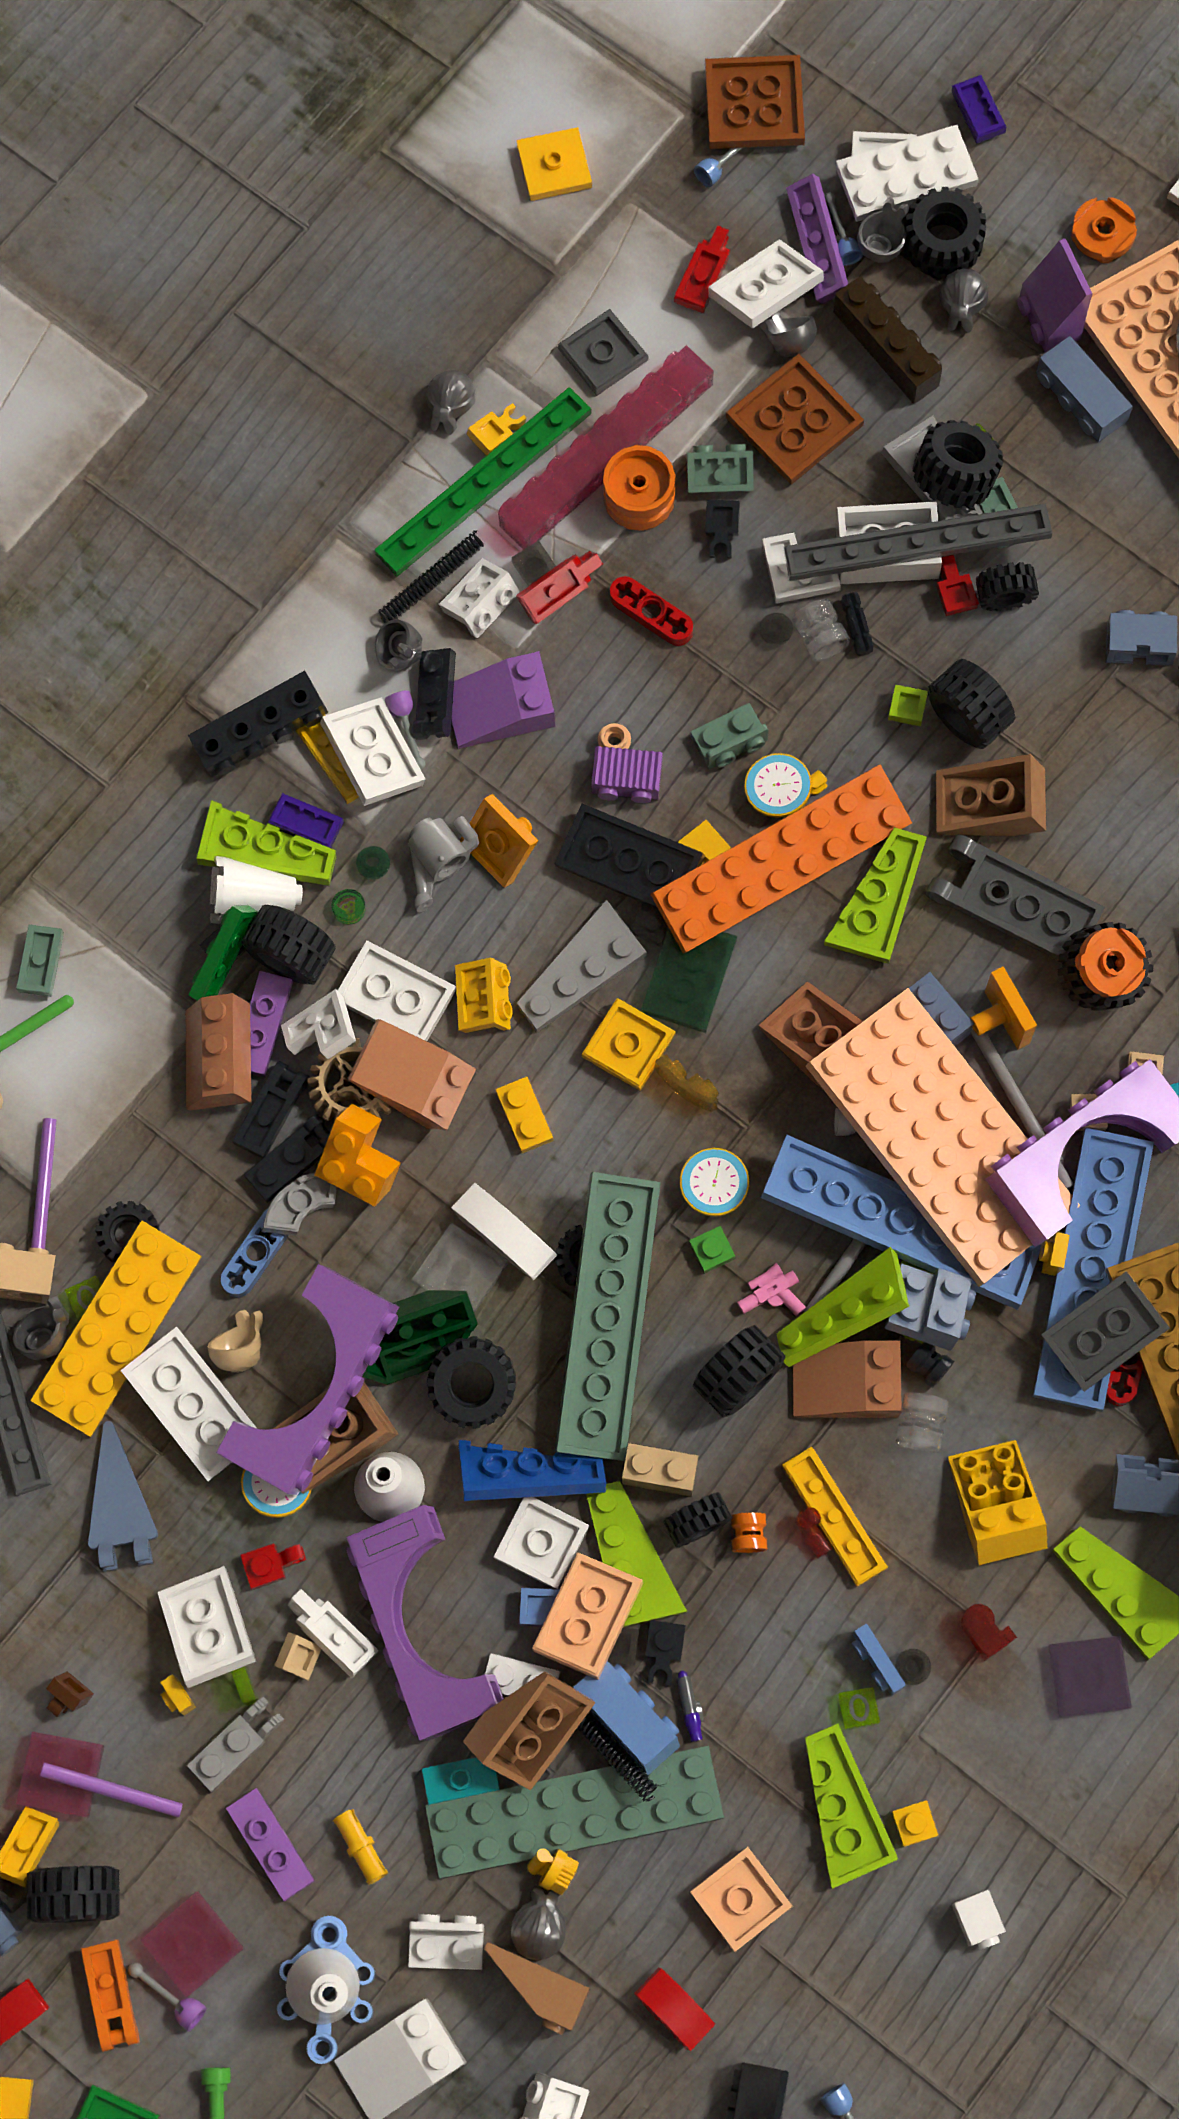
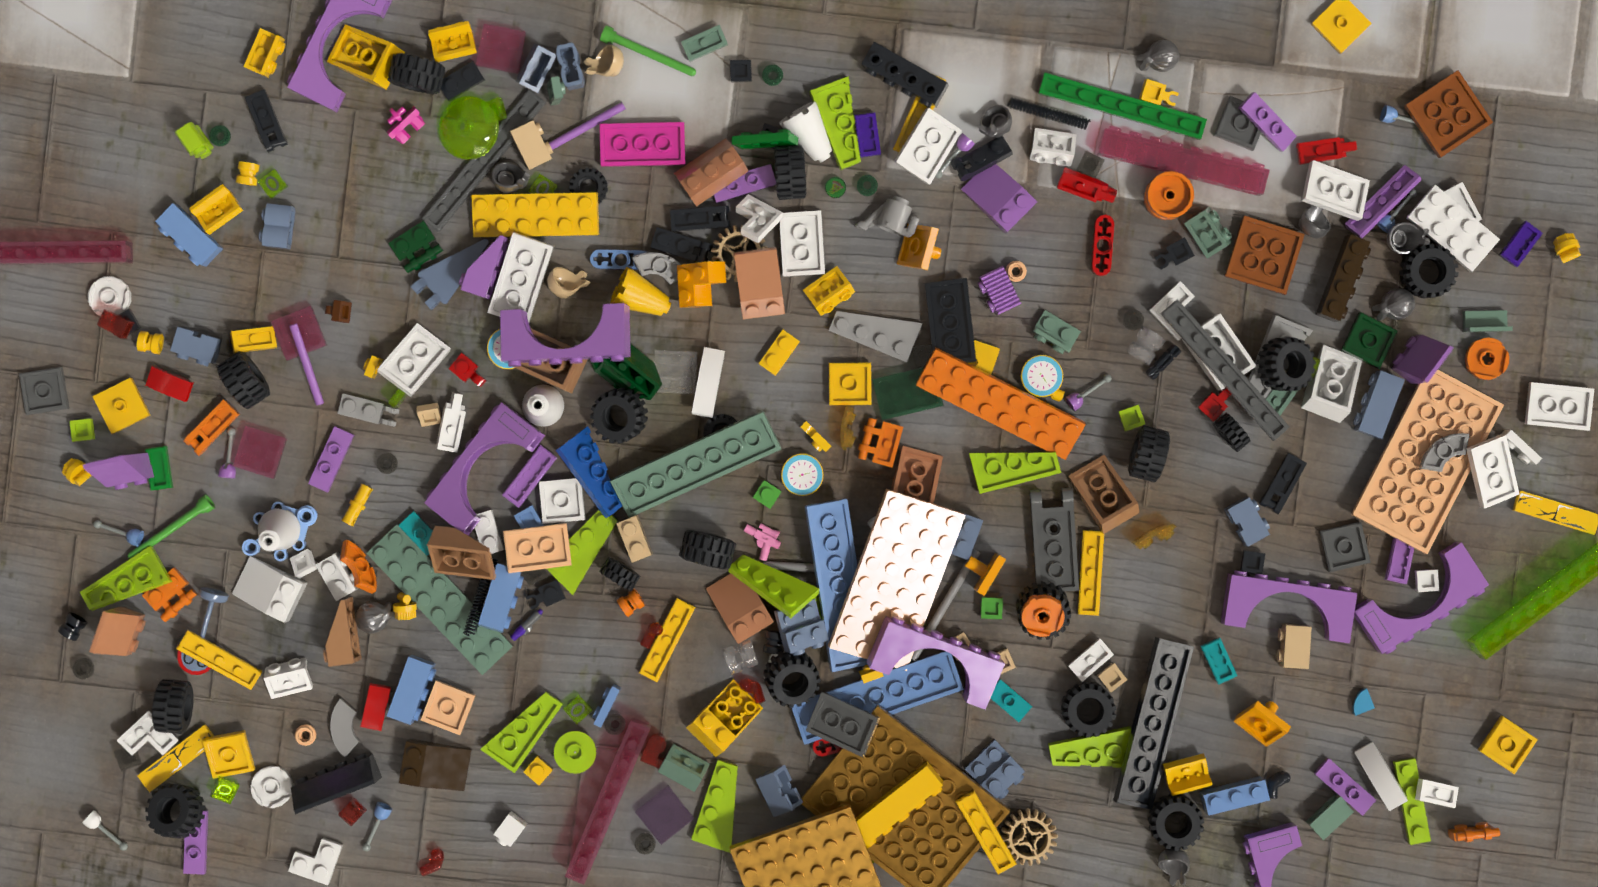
camera: 55 degrees right, 15 degrees up
(39, 1528) = (411, 242): none -> dark green plate
(109, 935) = (740, 71): none -> black plate
(119, 1125) = (642, 144): none -> dark pink plate
(138, 890) = (772, 68): none -> clear green plate
(154, 1458) = (483, 273): none -> medium lavender slope
(317, 1764) = (380, 463): none -> clear smoke plate
(327, 1244) = (640, 294): none -> yellow cone
(395, 1983) = (303, 563): none -> white plate
(468, 1901) = (362, 572): none -> orange tile
(477, 1567) = (529, 476): none -> medium lavender plate
(622, 316) = (1267, 121): none -> medium lavender plate
(676, 2083) = (342, 727): none -> light grey tile
(680, 1131) = (818, 441): none -> yellow plate
(682, 1936) = (412, 690): none -> medium blue brick
(745, 1046) = (886, 445): none -> orange plate
(816, 1973) = (434, 765): none -> dark brown slope
(838, 763) = (1075, 400): none -> hinge
(919, 1749) = (575, 752): none -> lime piece
(963, 2068) = (434, 864): none -> clear red arm
(978, 1435) = (754, 688): none -> clear red arm
(990, 356) = (1369, 340): none -> dark green tile
(1017, 57) = (1567, 247): none -> yellow piece
(1019, 1359) = (798, 691): none -> black tyre
(1021, 1743) = (608, 801): none -> clear pink brick
(1026, 428) = (1333, 386): none -> white slope
(1037, 1605) = (684, 767): none -> sand green panel
(1054, 204) = (1485, 321): none -> sand green panel
(1059, 1038) = (991, 608): none -> bright green plate
(1089, 759) = (1160, 532): none -> clear yellow slope
(1089, 880) = (1090, 572): none -> yellow tile
(1116, 565) = (1283, 482): none -> black plate
(1124, 1723) = (640, 848): none -> clear smoke plate

